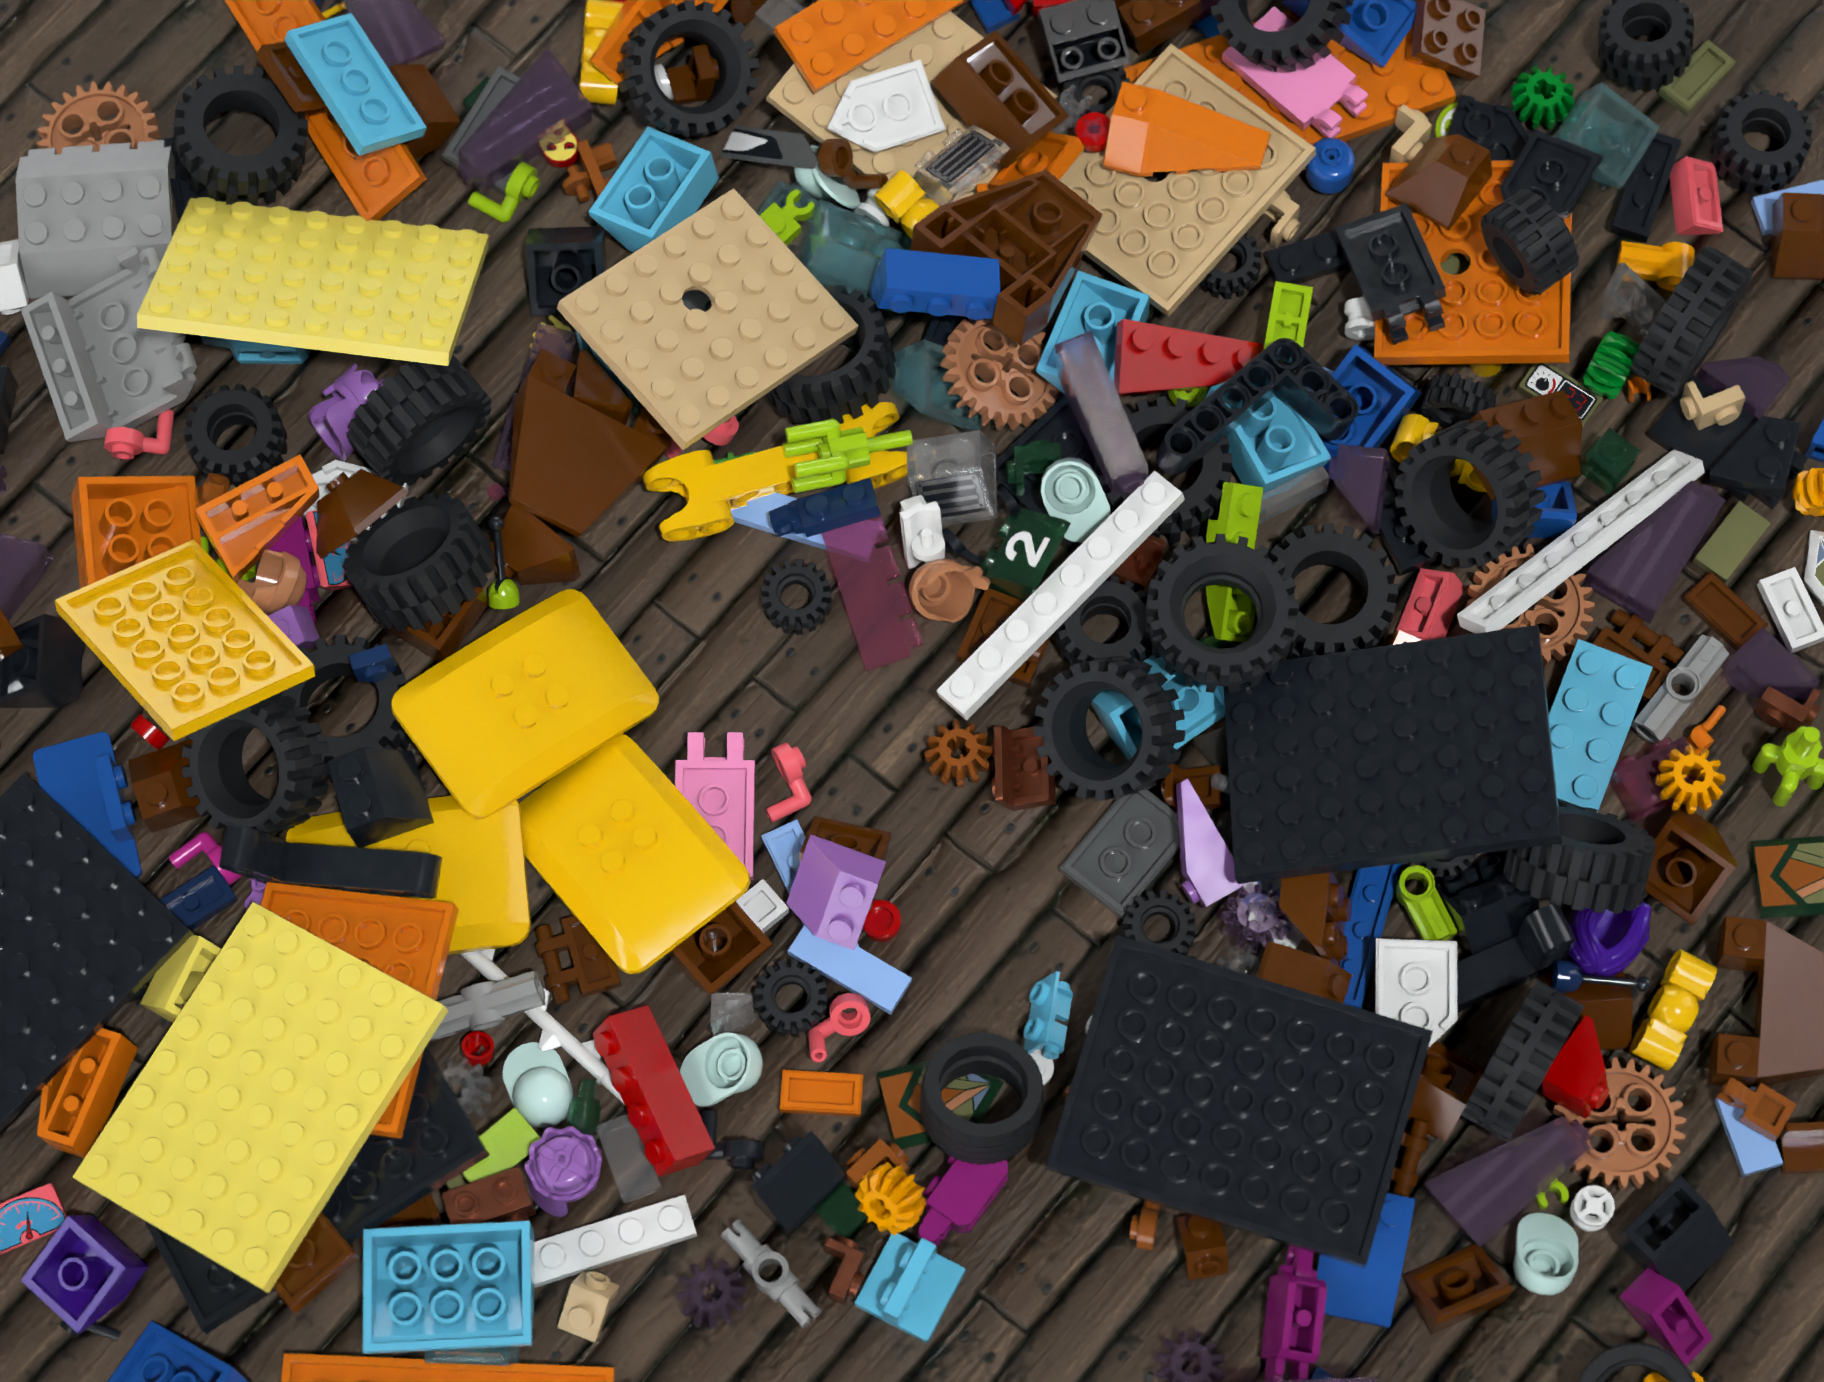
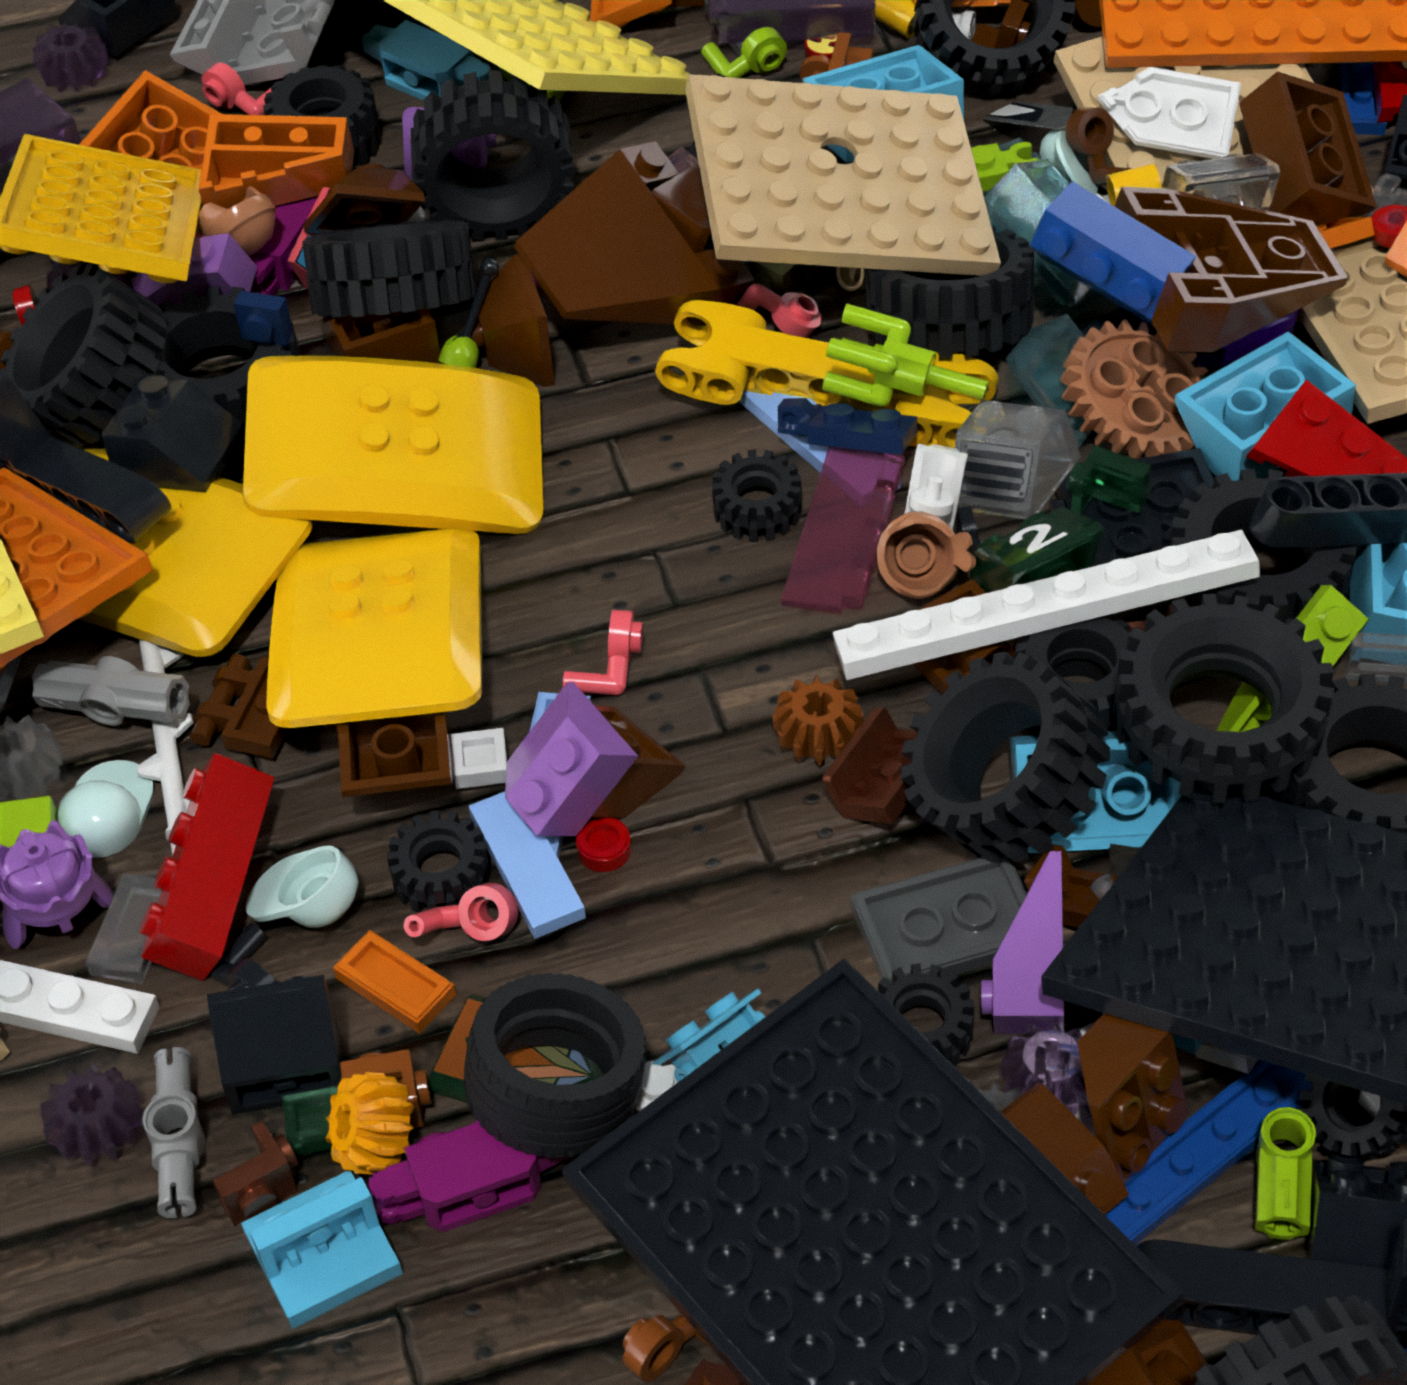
camera: 35 degrees right, 20 degrees down
(471, 1045) = (73, 732): red hinge -> none
(585, 1110) = (127, 851): clear green cylinder -> none
(722, 792) = (526, 637): bright pink tile -> none
(731, 1012) = (351, 824): clear slope -> none
(1075, 494) = (1133, 519): light aqua cap -> none
(1100, 413) = (1214, 438): clear purple slope -> none
(1417, 983) = (1211, 1247): white tile -> none

